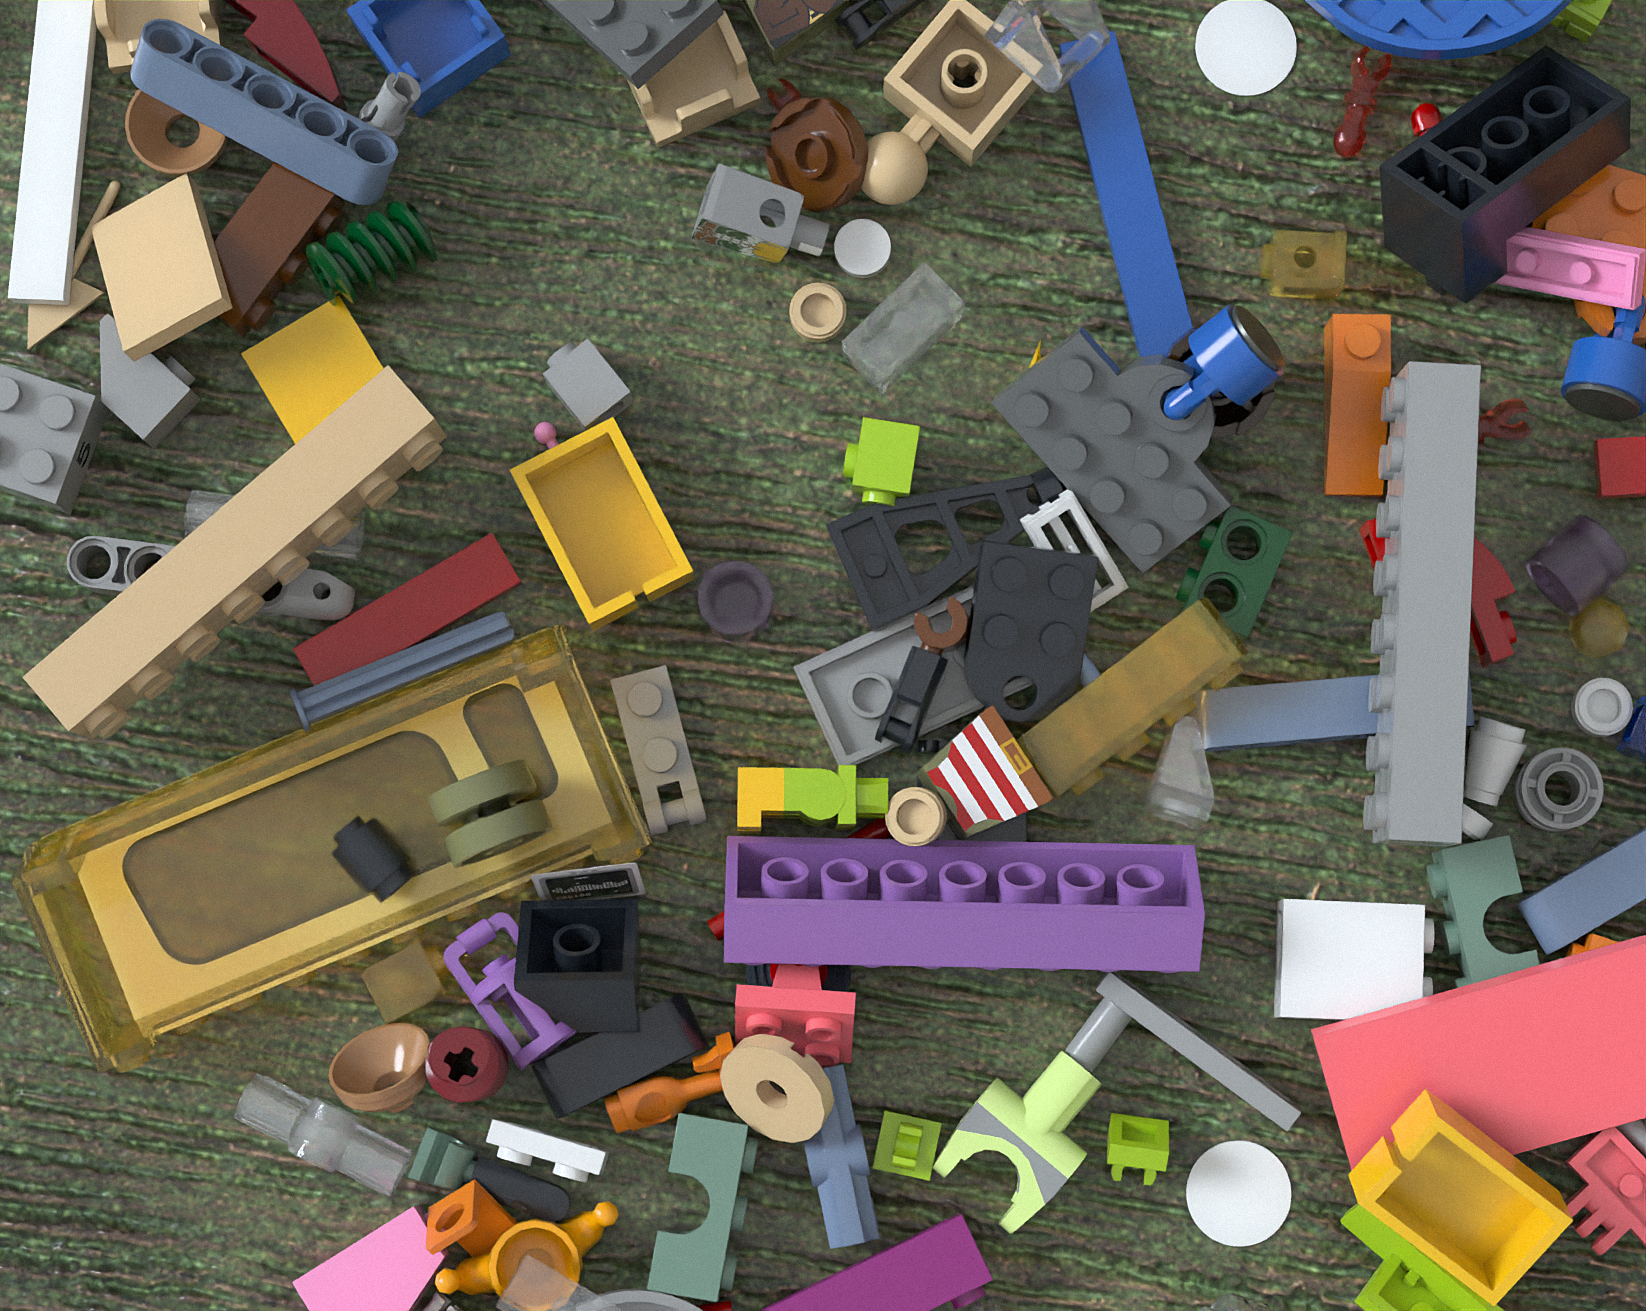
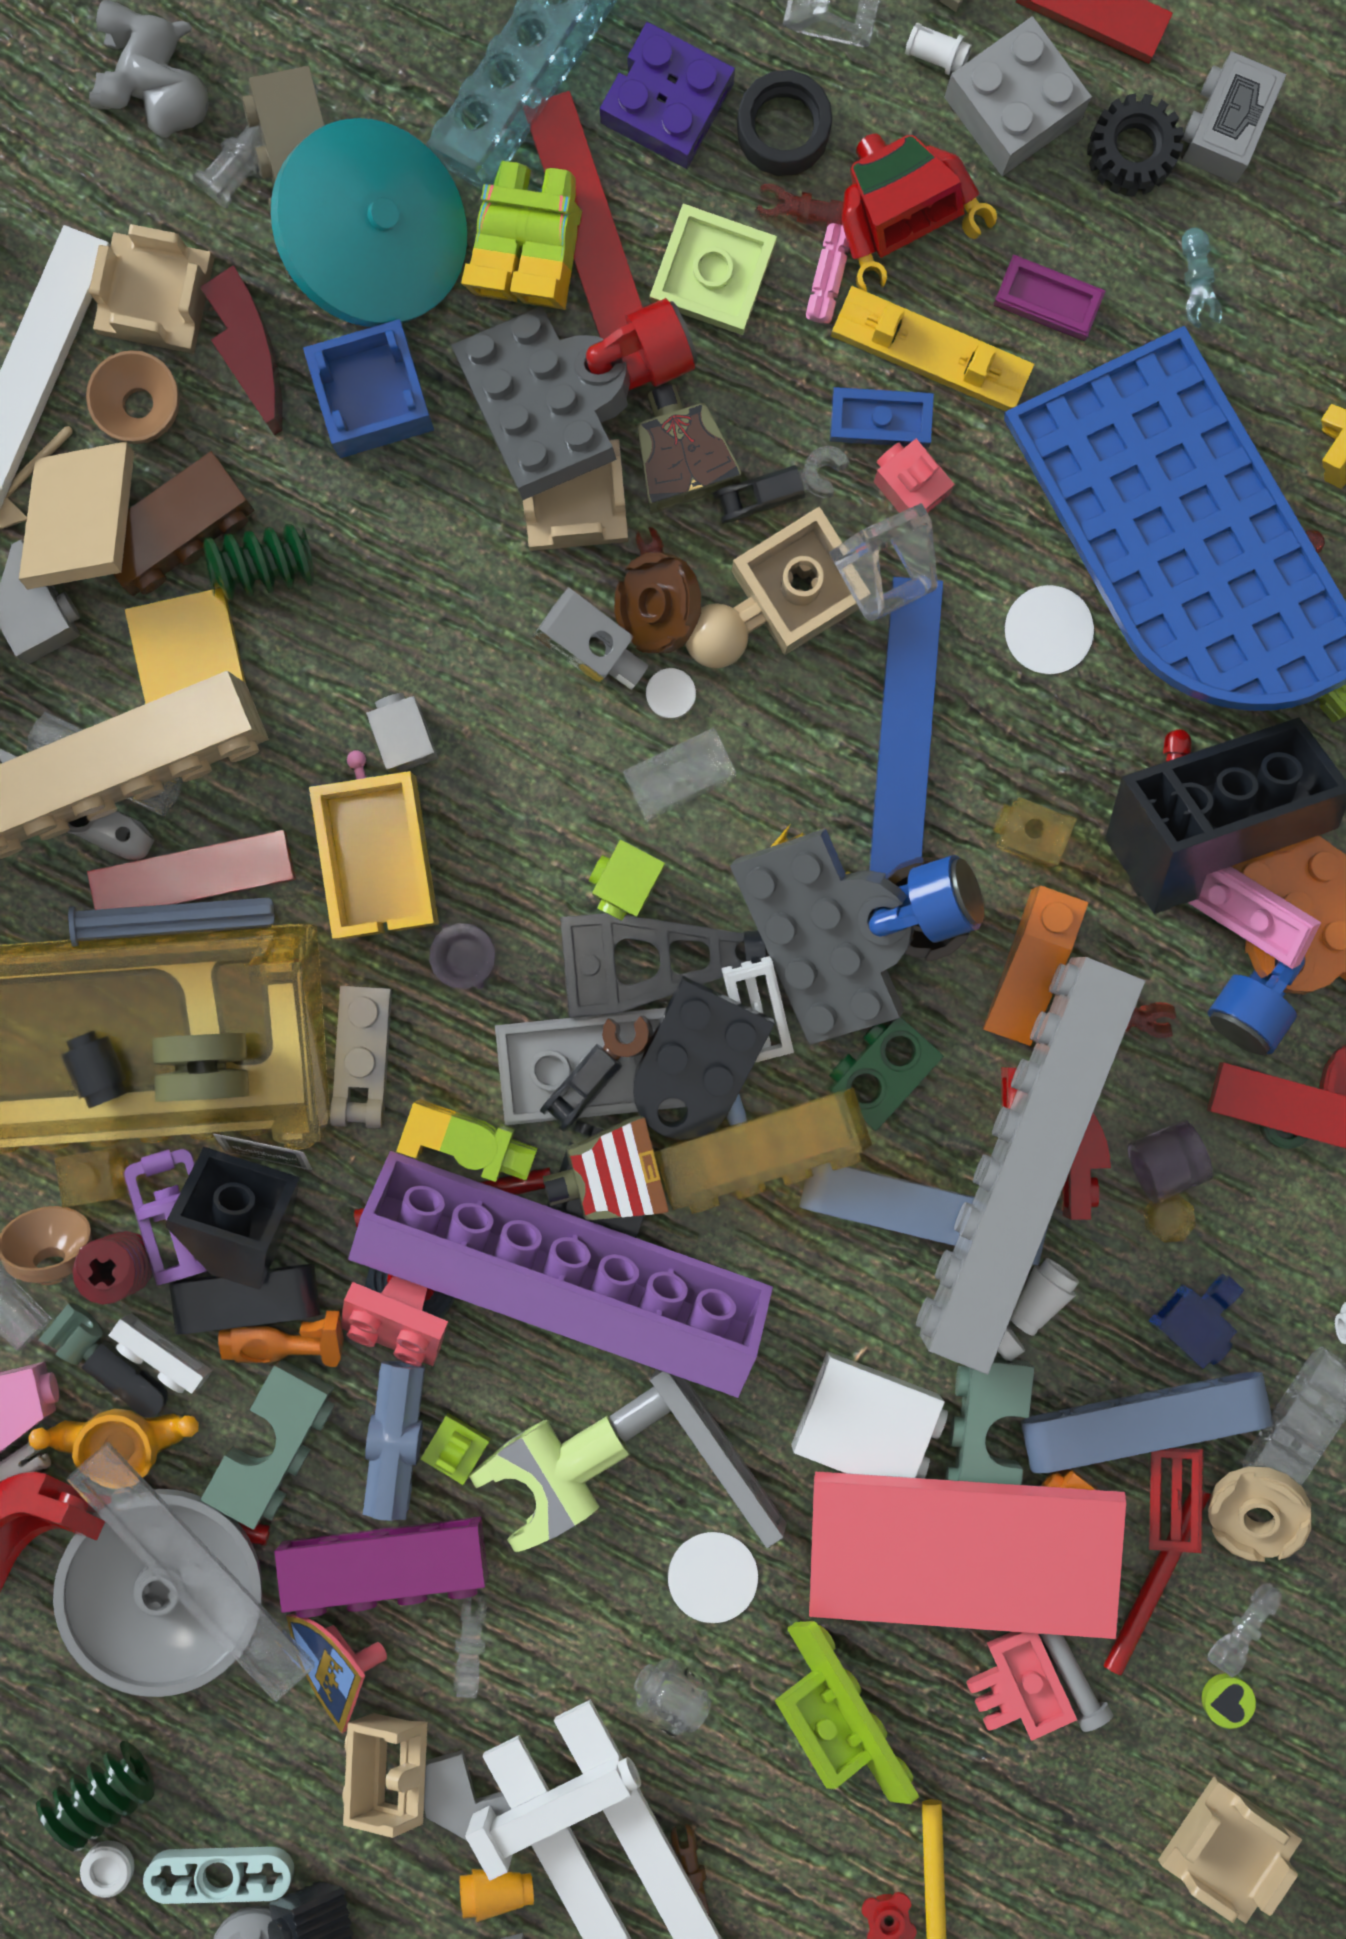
camera: 10 degrees right, 5 degrees up
(263, 111) = (203, 412): sand blue beam -> none
(391, 104) = (303, 452): light grey pin -> none
(469, 1218) = (77, 1392): orange bracket -> none
(776, 1115) = (358, 1375): tan tile -> none
(817, 312) = (615, 735): tan tile -> none
(916, 816) = (549, 1190): tan tile -> none
(1137, 1144) = (642, 1513): lime tile -> none
(1181, 780) = (778, 1230): clear tile -> none
(1359, 103) = (1127, 710): clear red piece -> none
(1460, 1198) = (888, 1652): yellow piece -> none
(1582, 777) = (1105, 1357): light grey wheel -> none
(1601, 707) = (1149, 1282): white tile -> none

